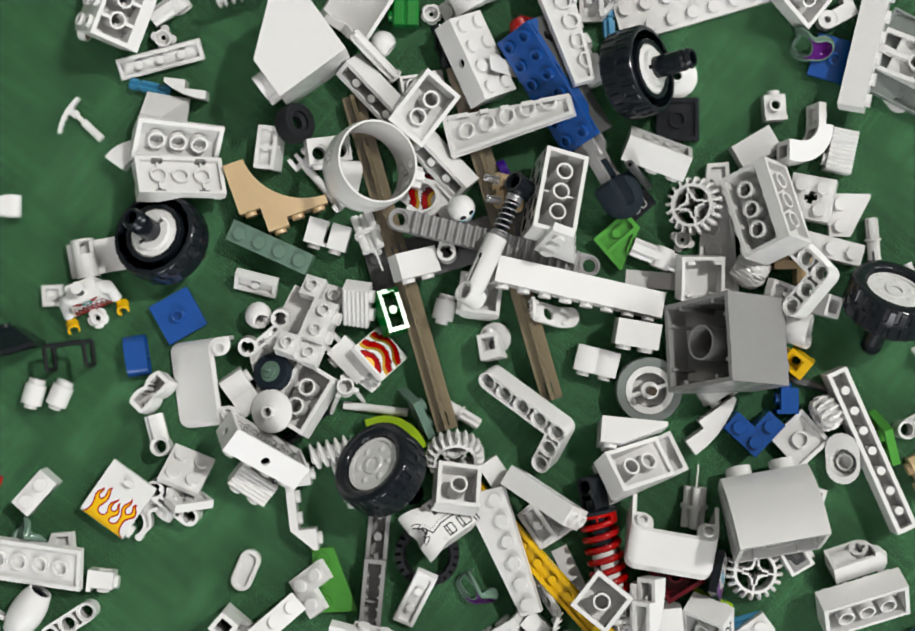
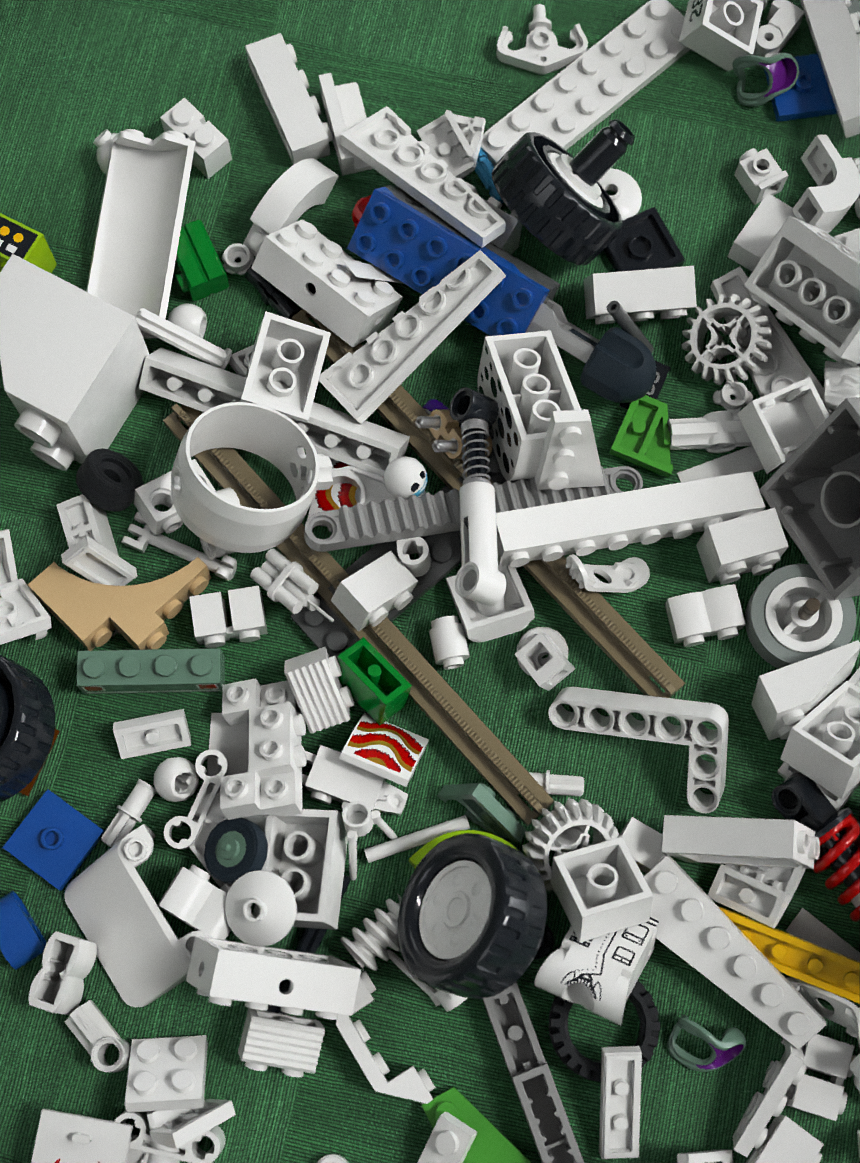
camera: 30 degrees left, 15 degrees down
(224, 321) = (129, 813): none -> white axle
(267, 173) = (98, 563): none -> white tile

